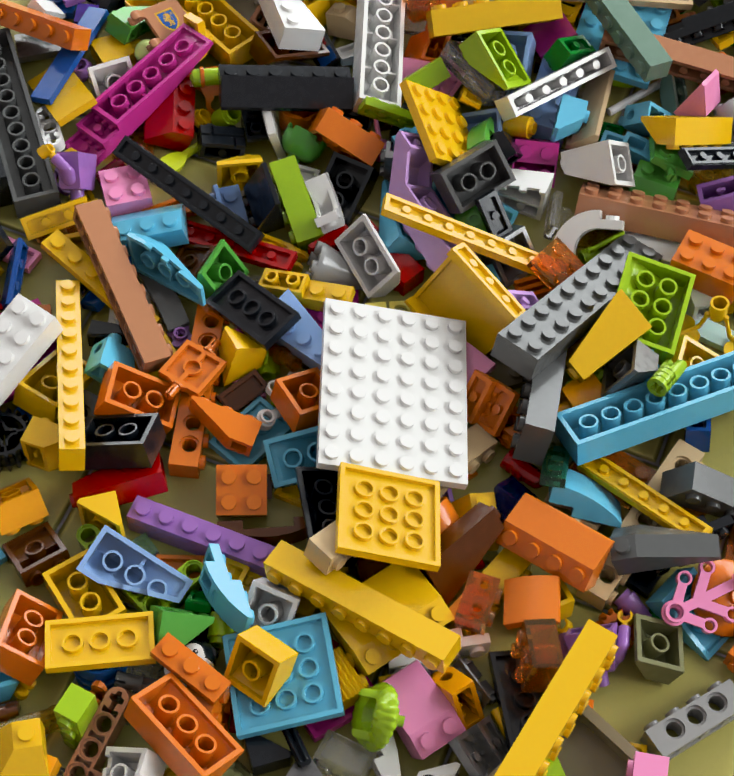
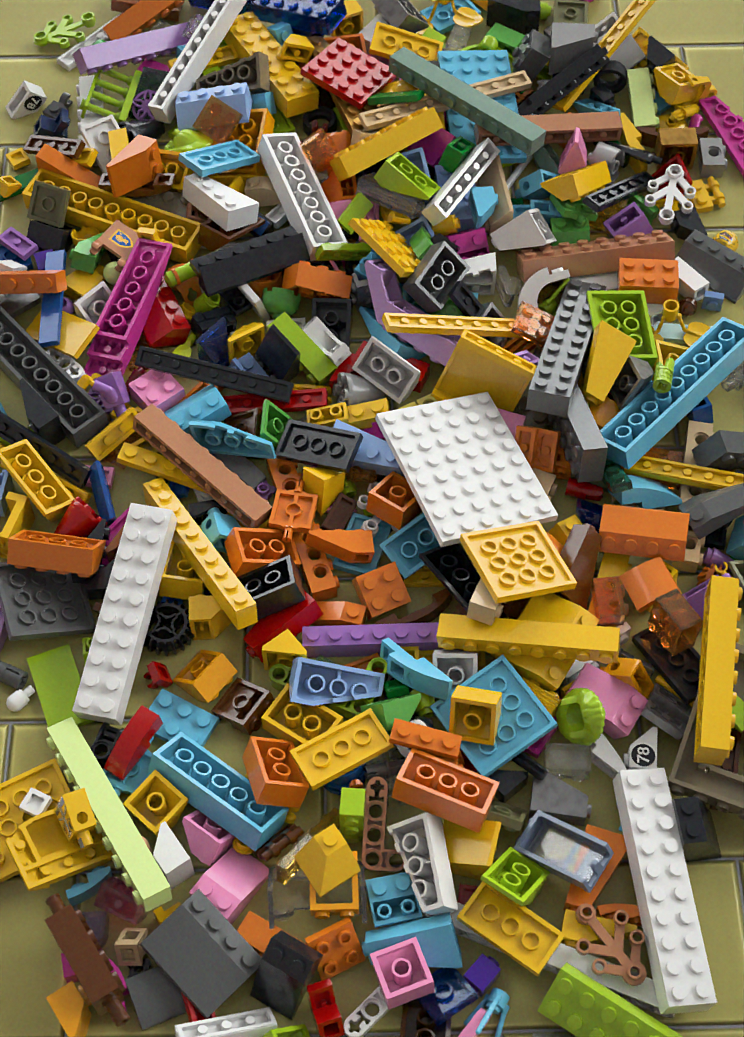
camera: 20 degrees left, 0 degrees up
(187, 498) = (341, 613): none -> orange slope
(202, 162) = (213, 344): none -> clear blue slope

